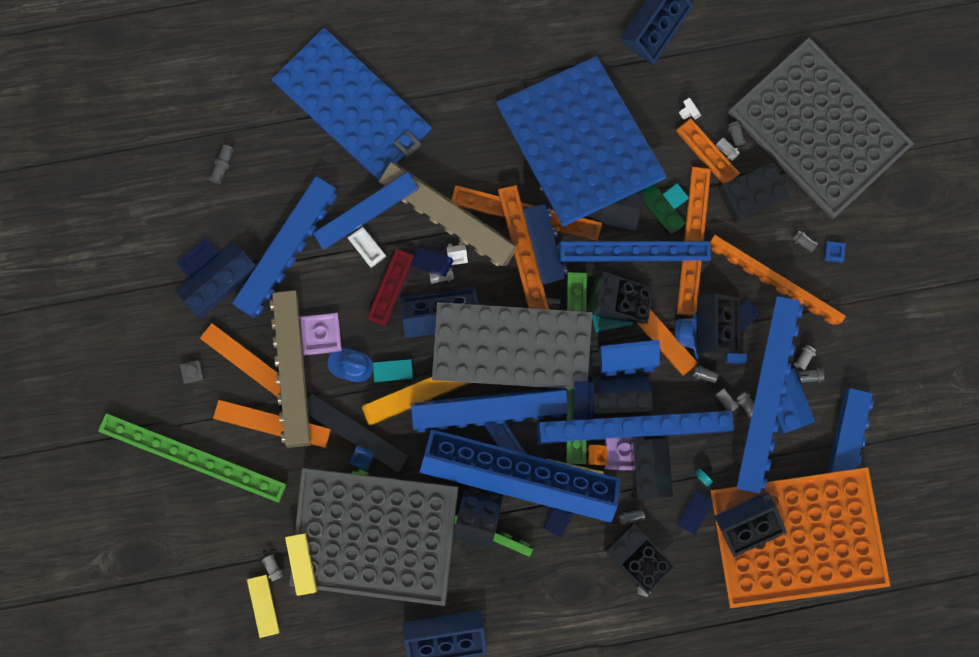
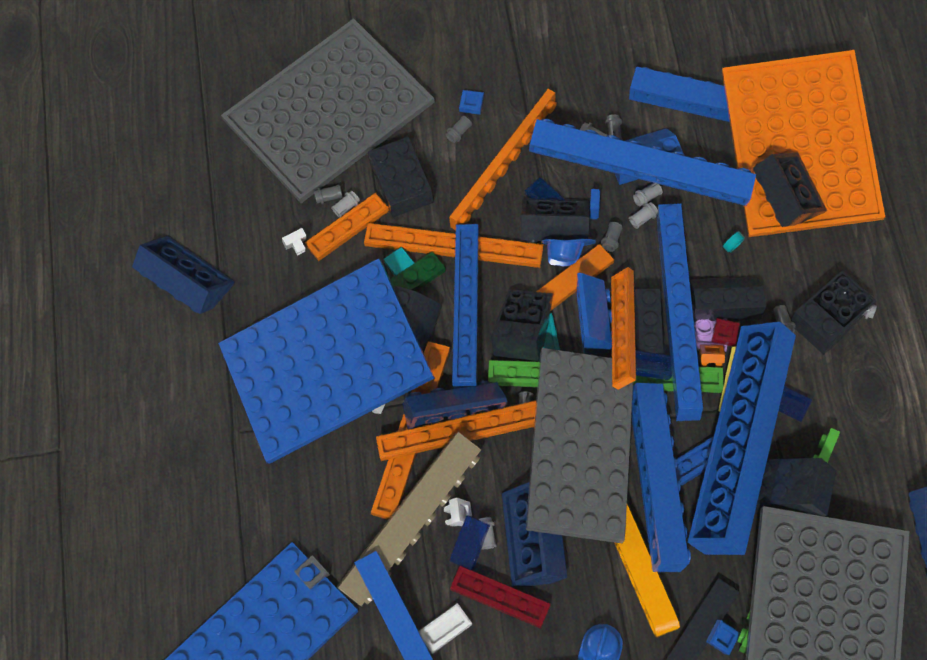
camera: 75 degrees left, 15 degrees down
(392, 370) = (608, 597): teal tile -> none
(614, 379) = (623, 329): none -> orange tile
(618, 467) = (725, 332): none -> dark red tile
(695, 513) = (775, 253): clear blue tile -> none

